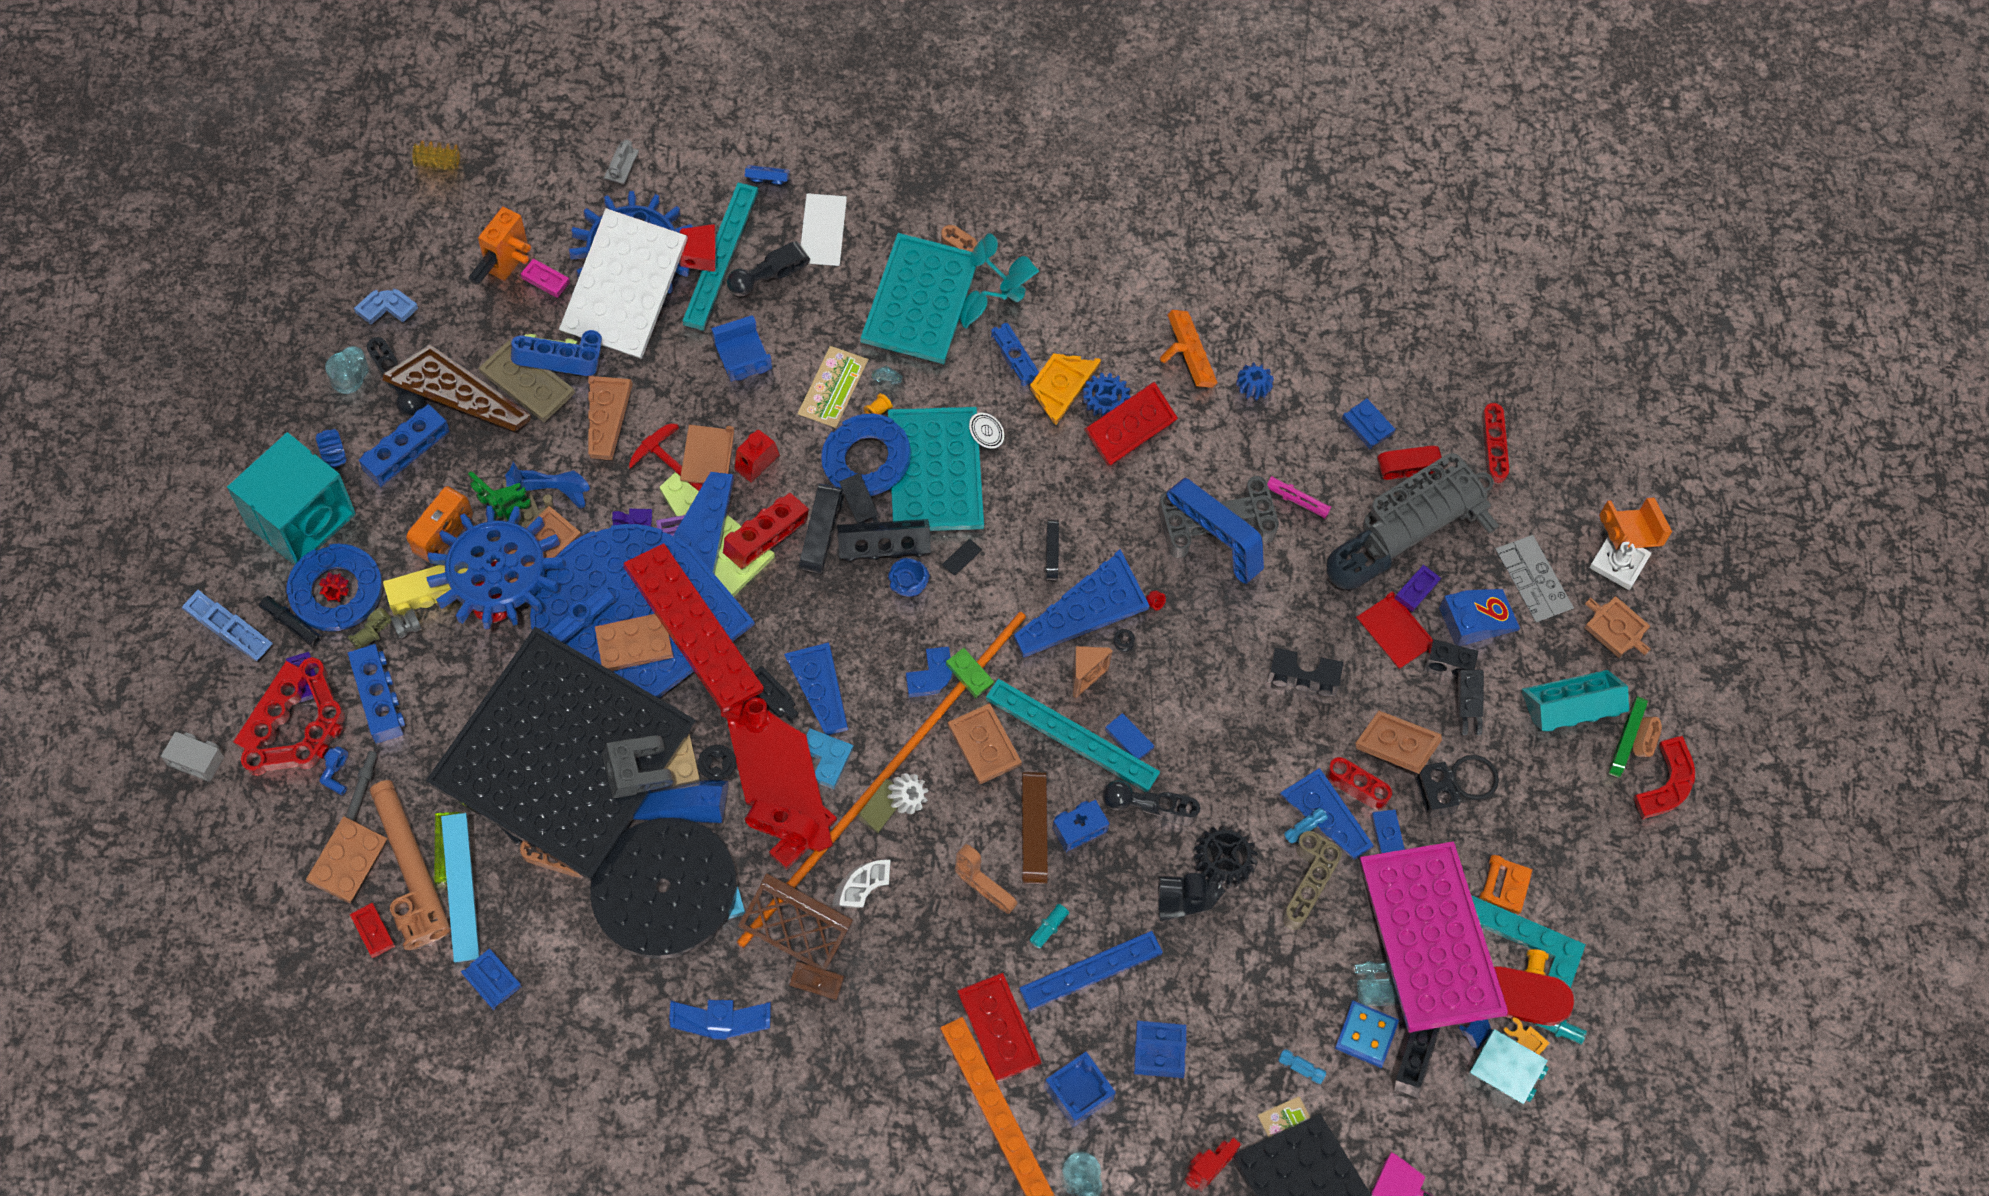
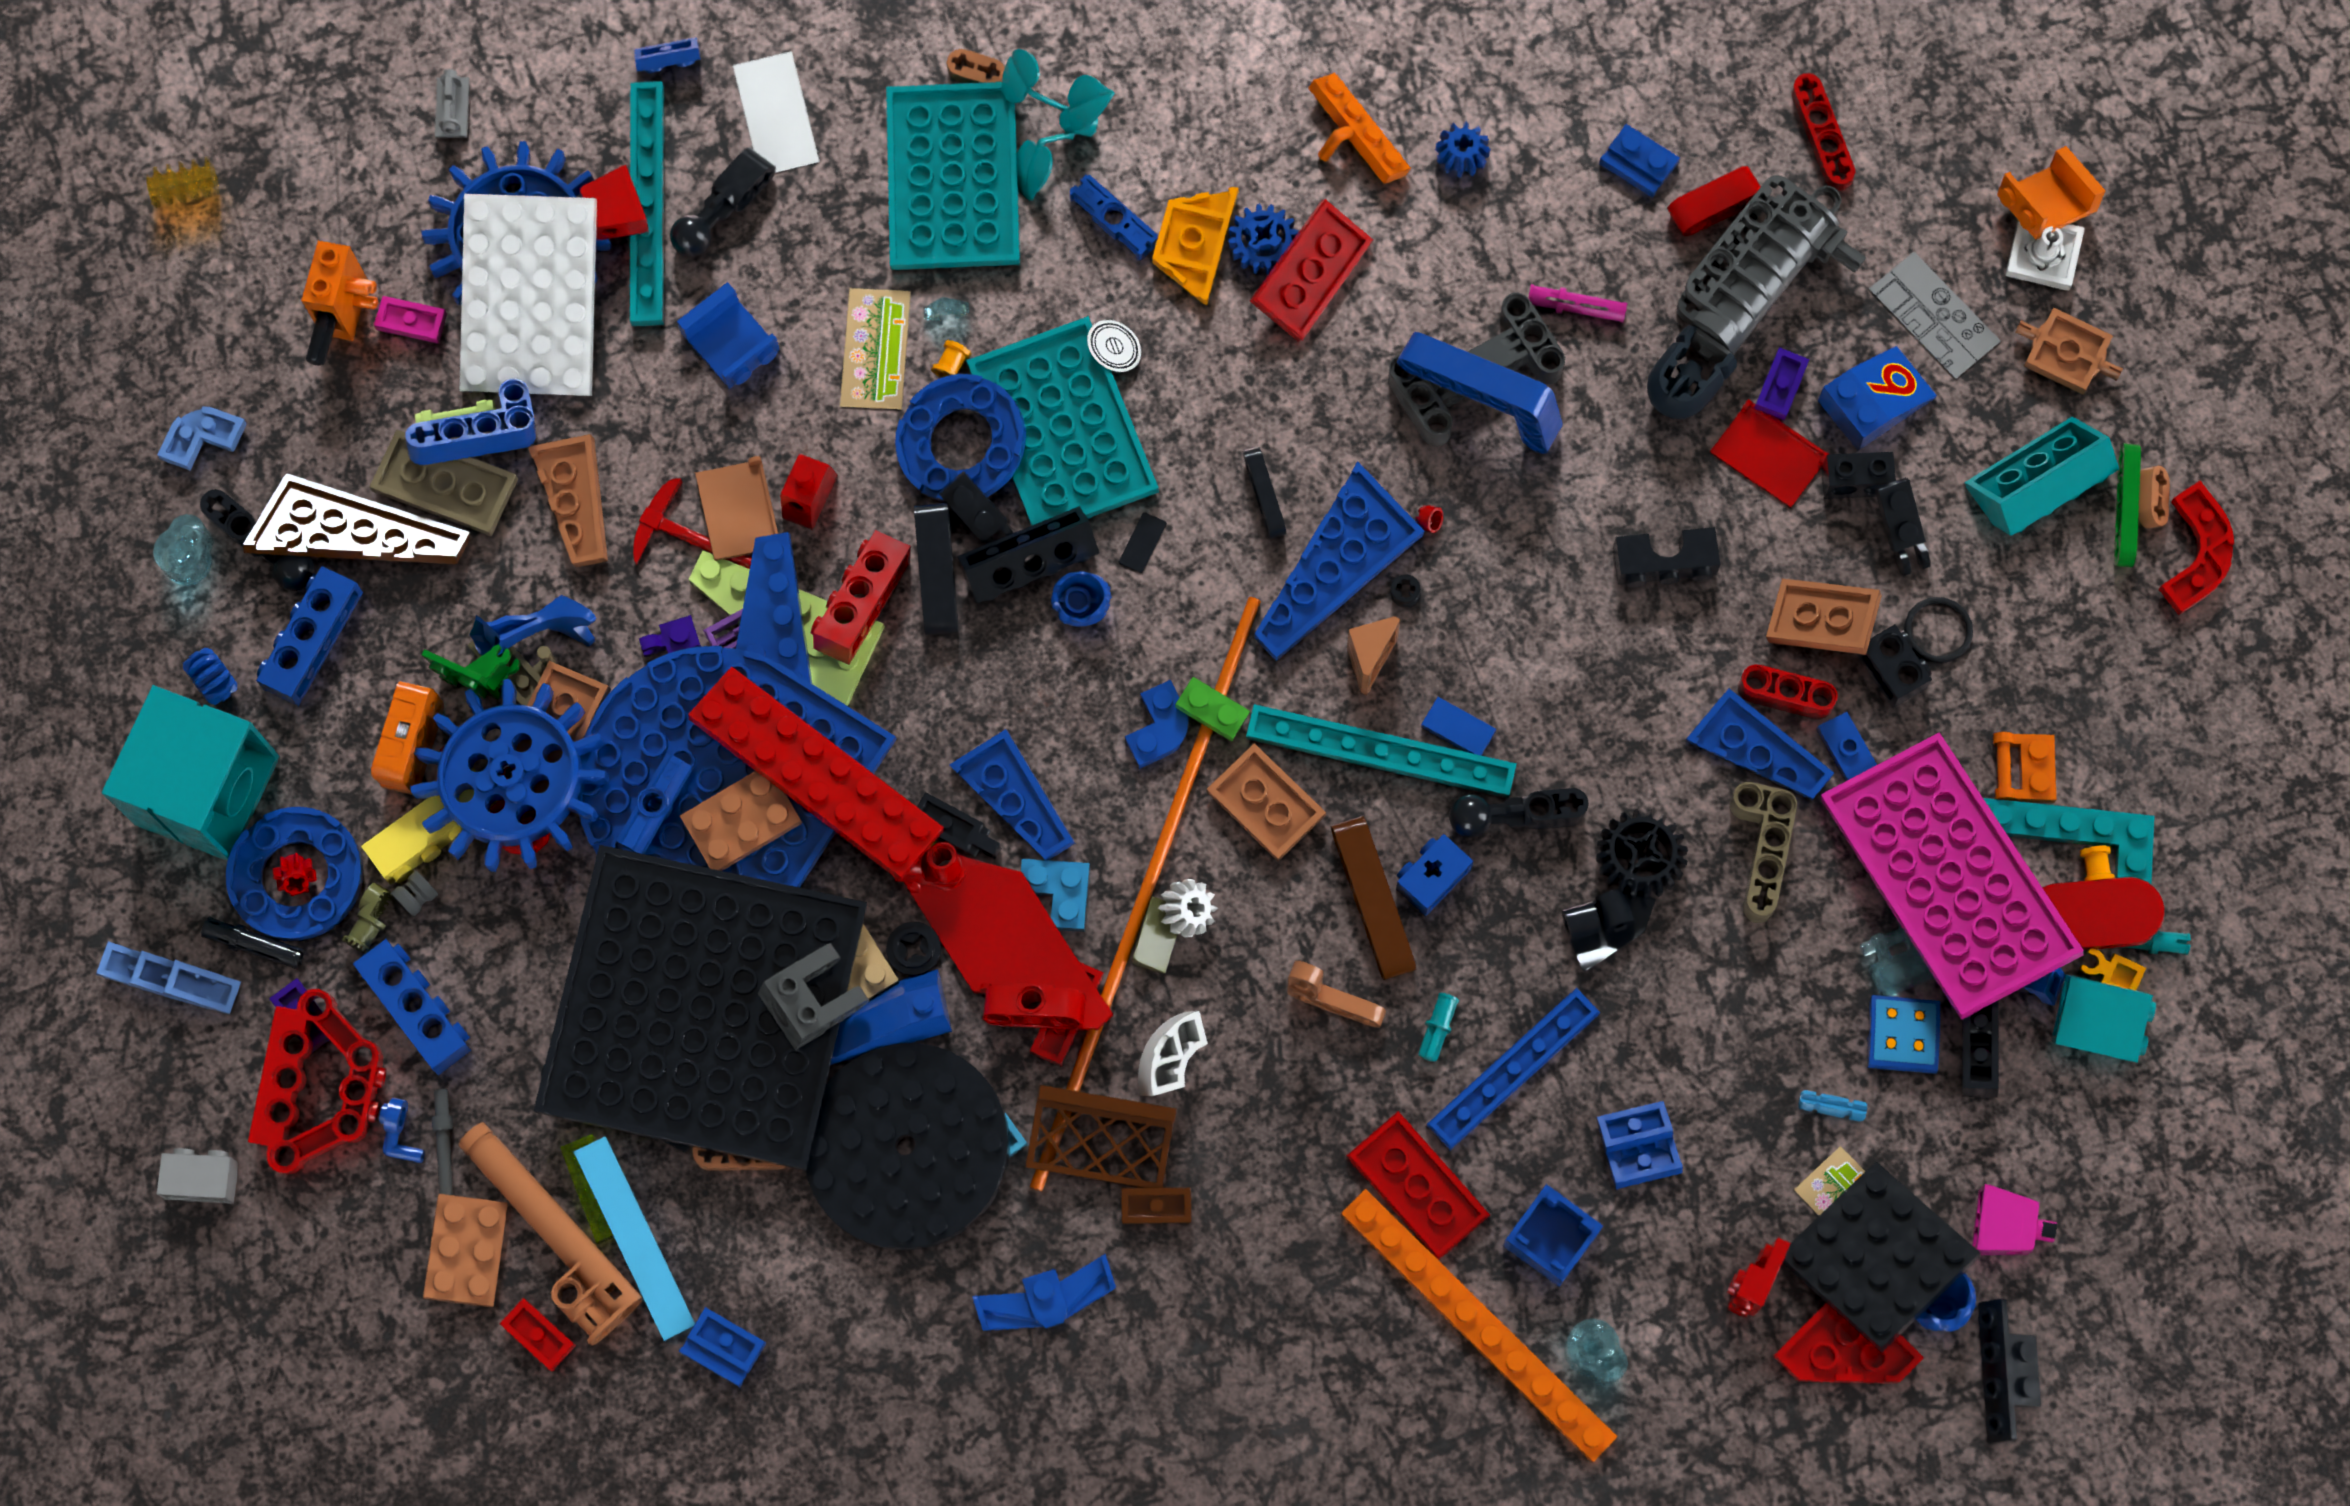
camera: 10 degrees left, 10 degrees up
(1306, 824) = (1735, 774): dark azure axle -> none

